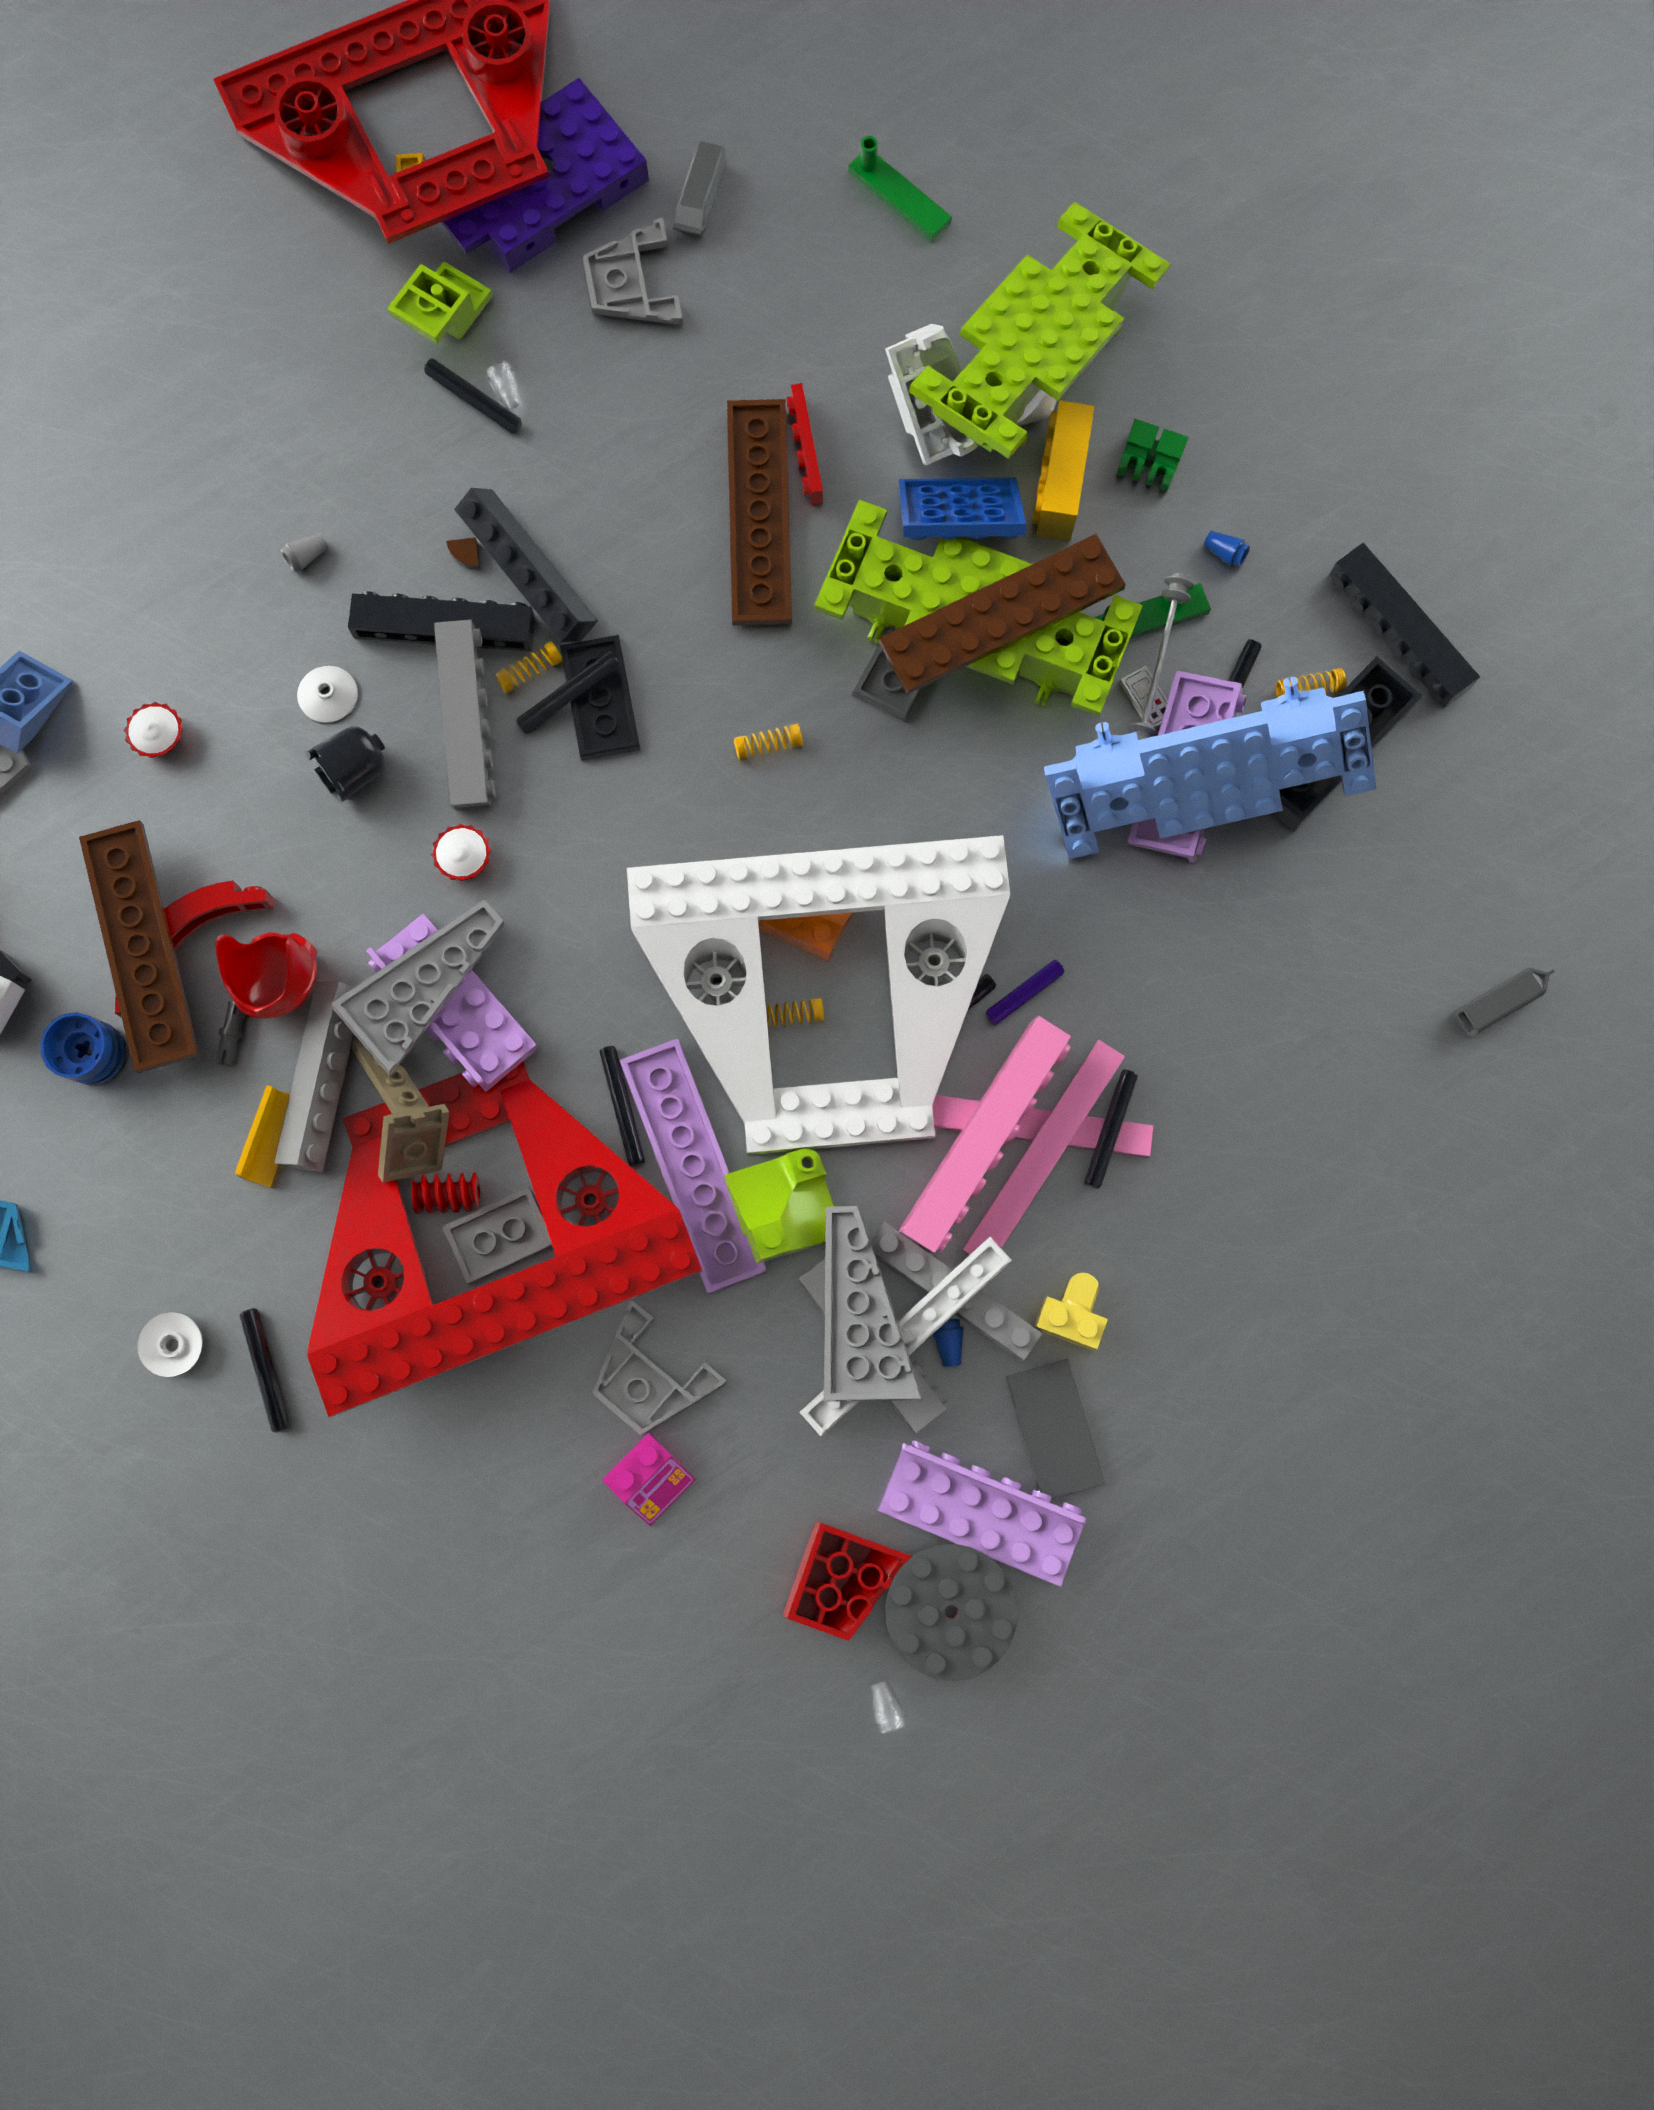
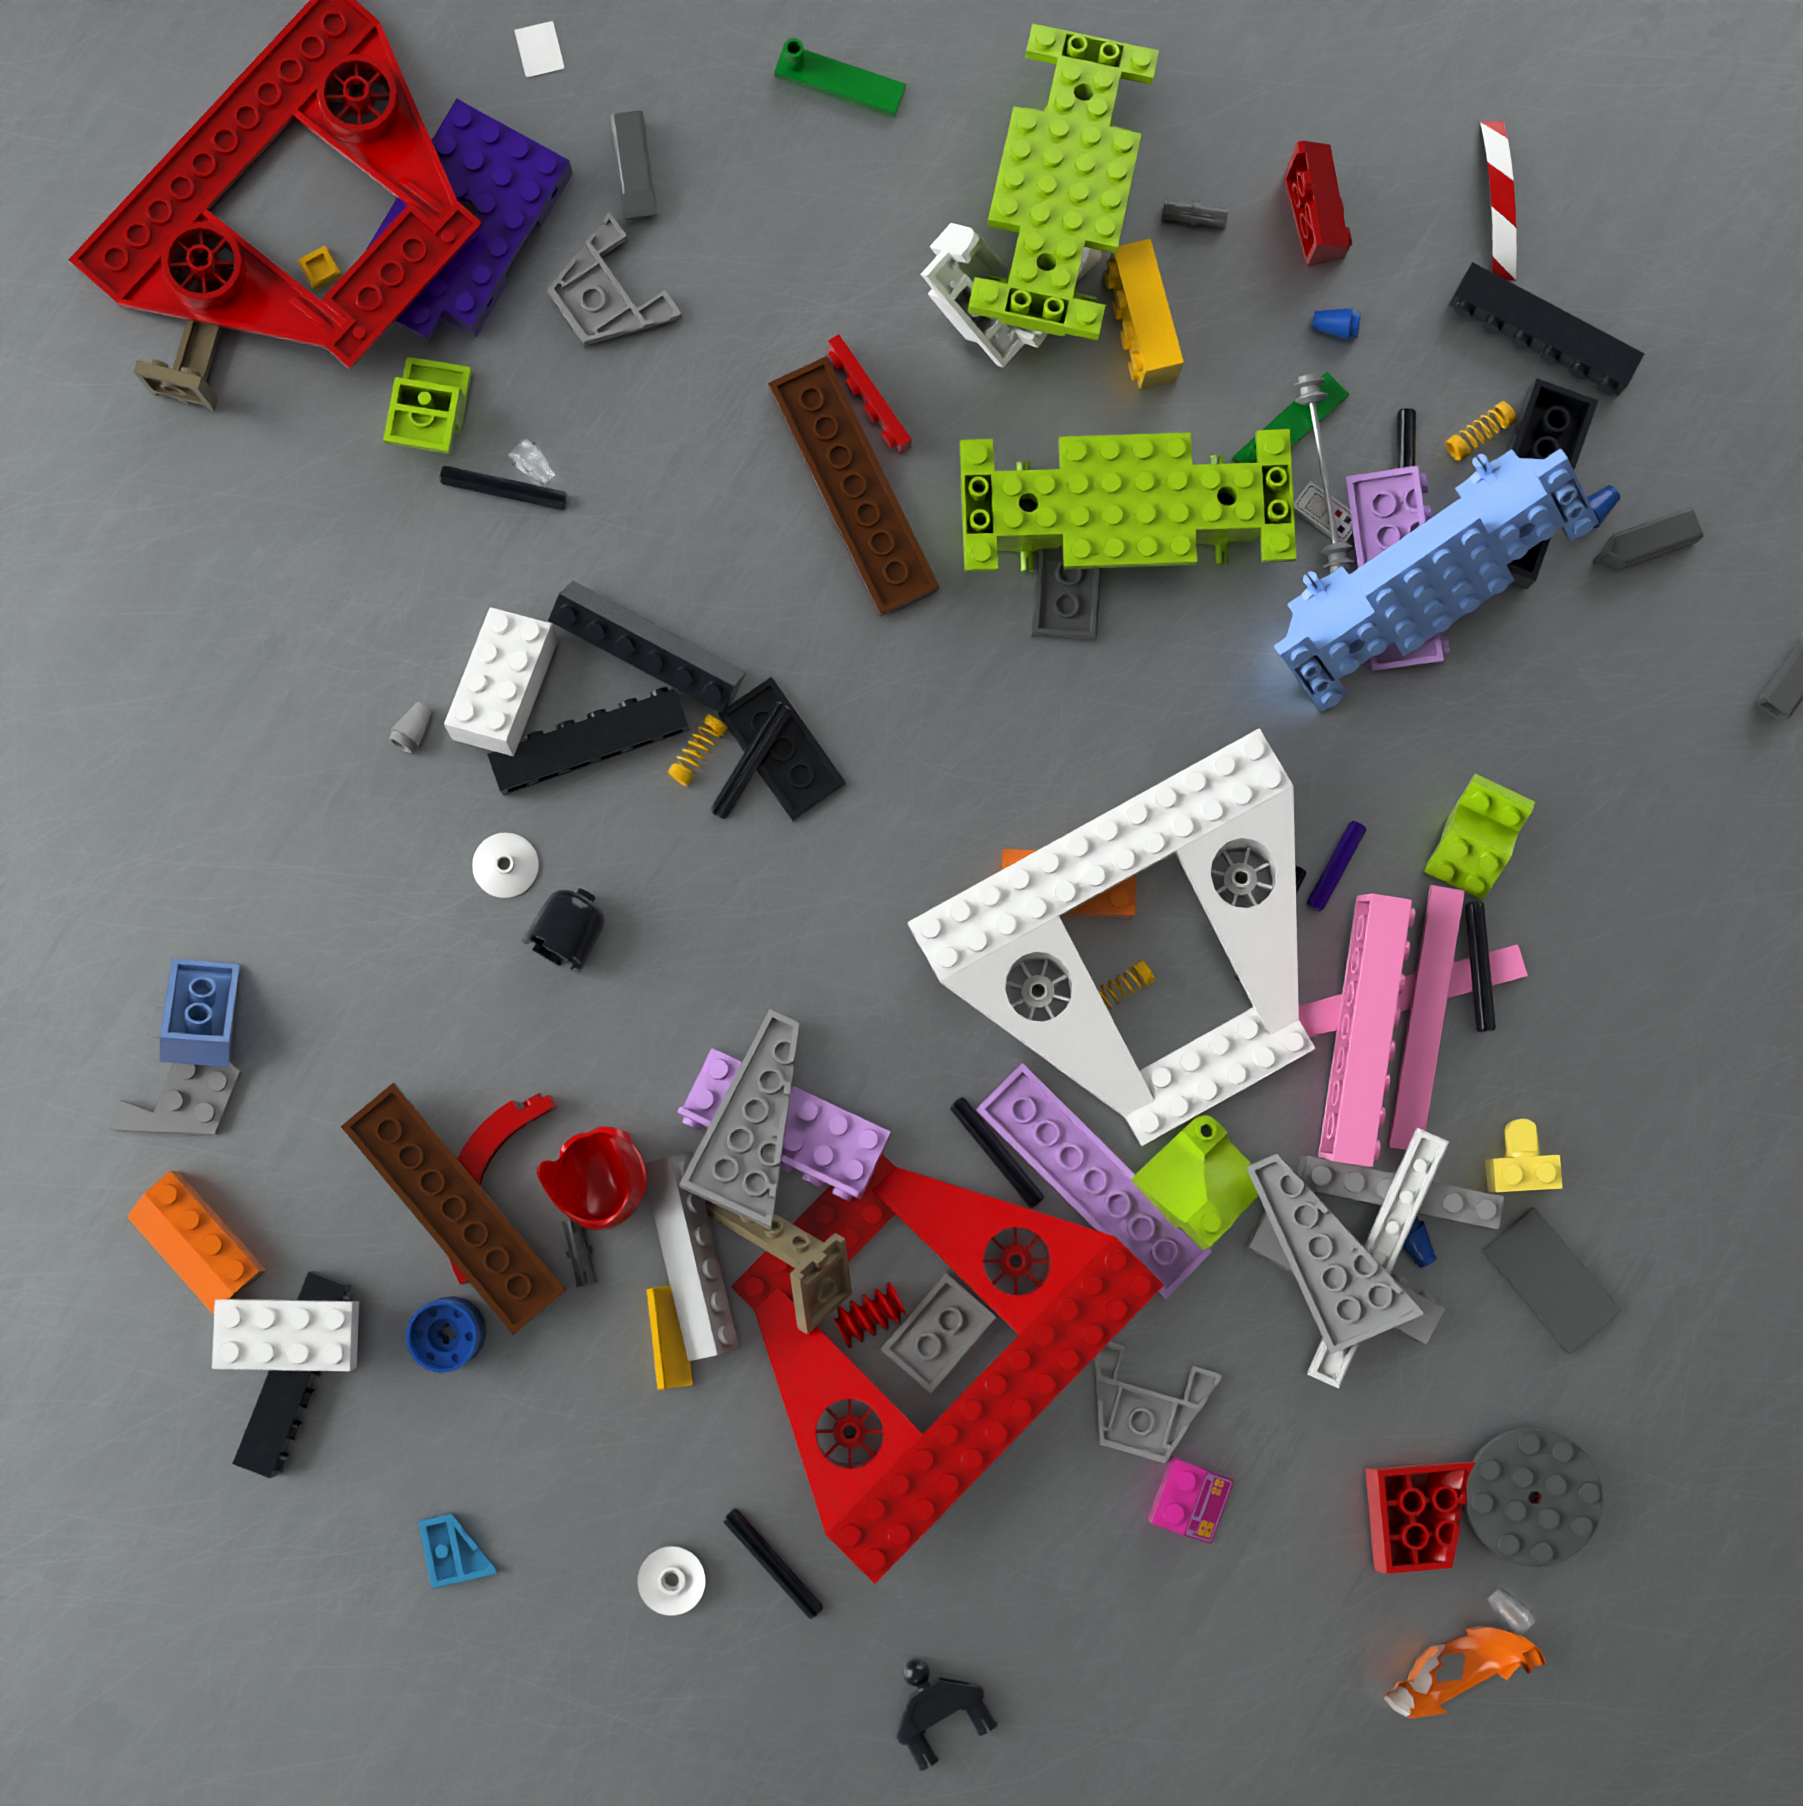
camera: 30 degrees left, 5 degrees up
(153, 730) = (352, 981): white piece -> none
(262, 204) = (192, 364): none -> dark tan bracket
(342, 1554) = (933, 1703): none -> black connector
(391, 540) = (501, 681): none -> white brick
(461, 852) = (722, 970): white piece -> none
(463, 714) = (659, 830): light grey brick -> none
(465, 552) = (574, 657): reddish brown tile -> none
(668, 76) = (539, 49): none -> white sticker
(794, 735) = (993, 701): yellow piece -> none
(850, 1736) = (1486, 1654): none -> orange animal
(961, 508) = (1061, 400): blue plate -> none
(983, 1512) = (1520, 1390): lavender bracket -> none
(1001, 613) = (1157, 500): reddish brown plate -> none
(1128, 403) = (1217, 217): none -> dark grey pin
(1158, 1017) = (1479, 836): none -> lime bracket
(1163, 452) = (1232, 246): green legs -> none
(1252, 440) = (1317, 203): none -> red wedge
(1386, 789) = (1603, 502): none -> blue cone
(1411, 507) = (1502, 199): none -> sticker
(1419, 835) = (1651, 539): none -> dark grey piece

